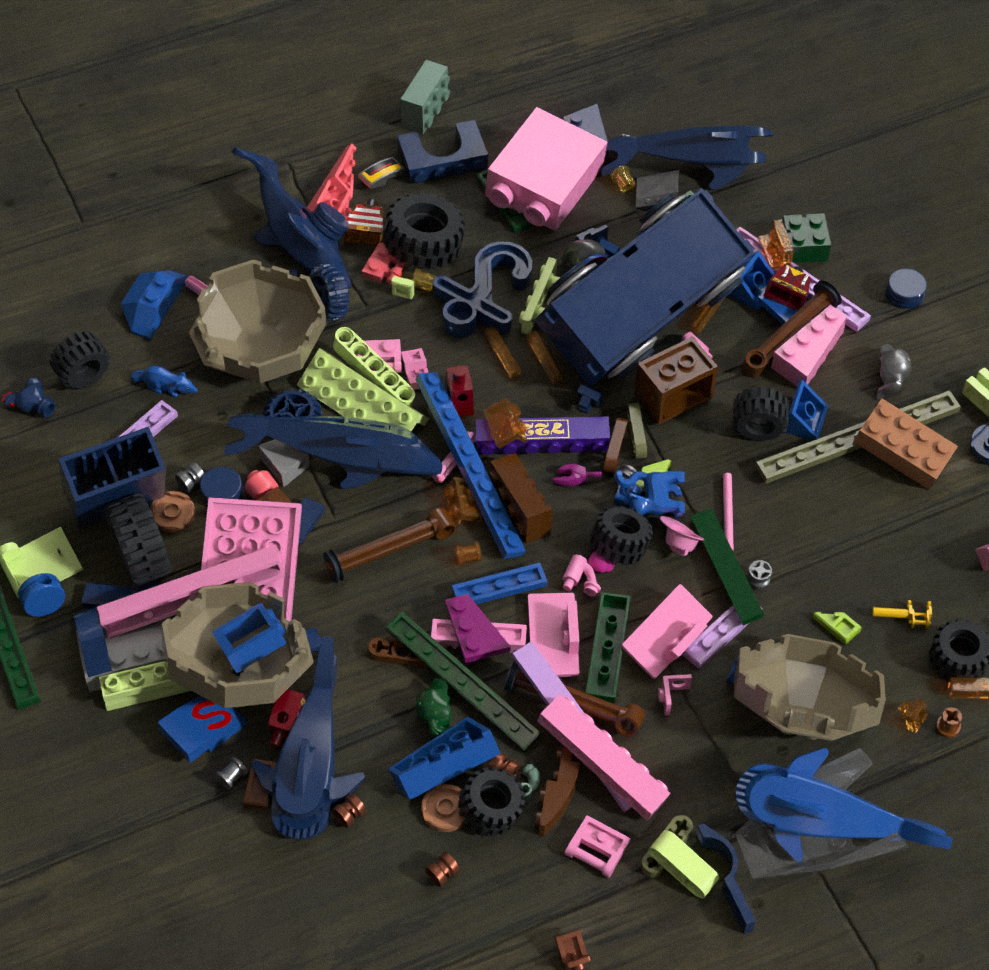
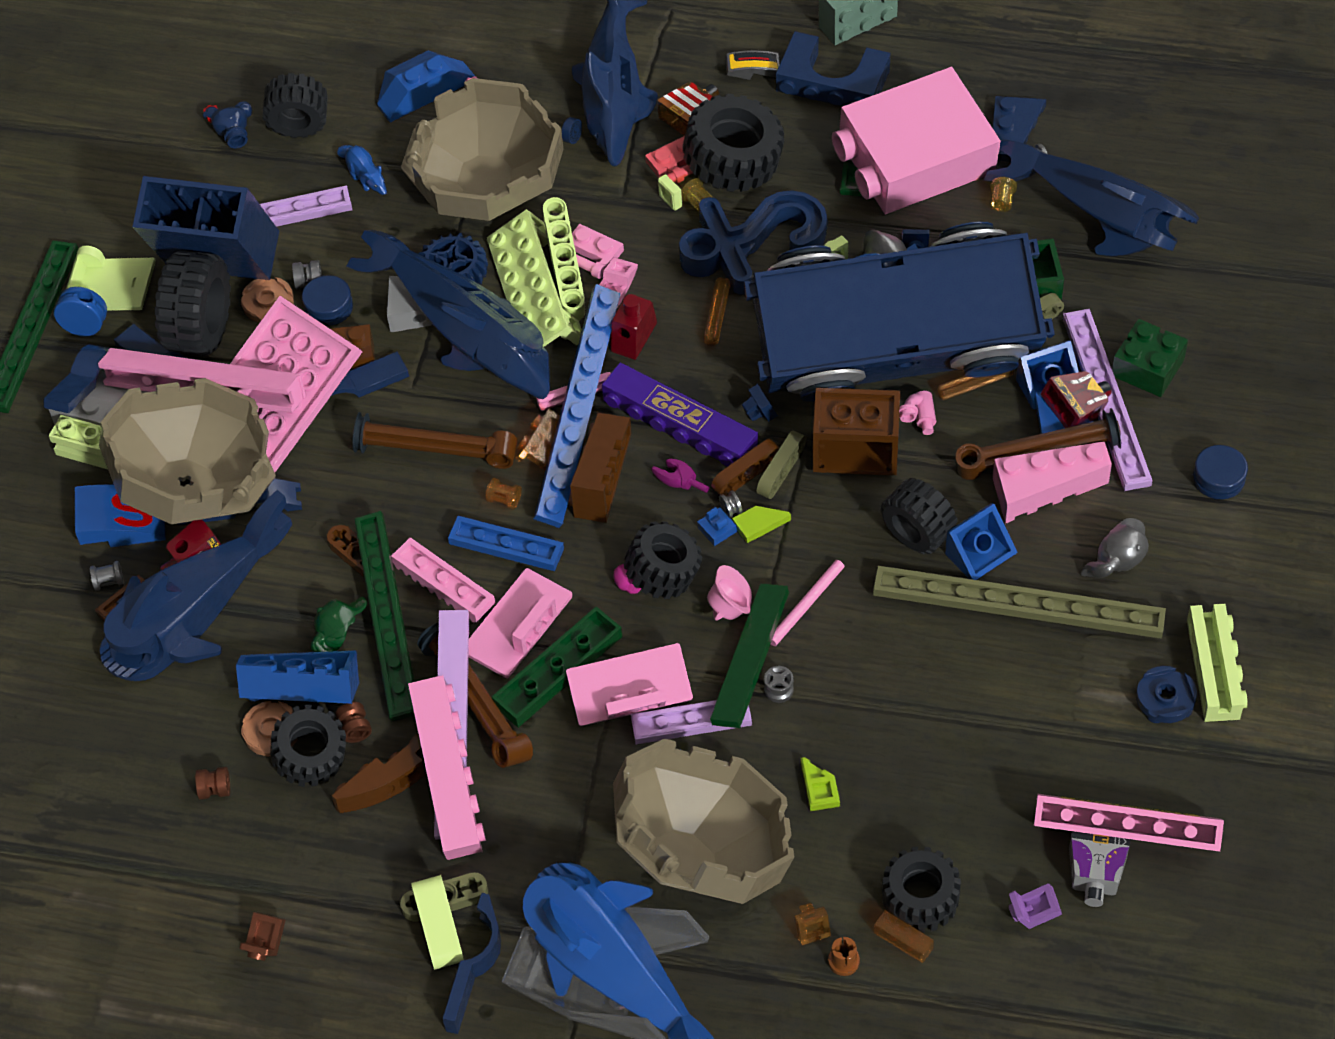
camera: 40 degrees right, 0 degrees up
(257, 646) = (211, 452): blue window -> none
(259, 484) = (364, 312): coral head -> none
(329, 221) = (642, 84): dark blue head -> none
(331, 289) = (584, 158): dark blue gear -> none
(338, 185) = (691, 60): coral wedge -> none
(349, 810) = (178, 674): copper wheel -> none
(473, 630) = (435, 570): magenta wing -> none
(505, 422) = (641, 381): clear orange bracket -> none
(533, 781) = (377, 749): sand green arm -> none
(544, 357) = (752, 348): clear orange axle -> none
(573, 574) = (591, 572): bright pink plant -> none
(602, 839) = (386, 850): bright pink plate -> none
(654, 188) = (1034, 219): flat silver slope -> none
(657, 491) = (741, 537): blue animal -> none
(667, 685) = (581, 737): bright pink bracket -> none
(777, 246) = (1102, 349): clear orange bracket -> none
(905, 444) = (1055, 636): nougat brick -> none
(905, 613) = (903, 817): yellow piece -> none

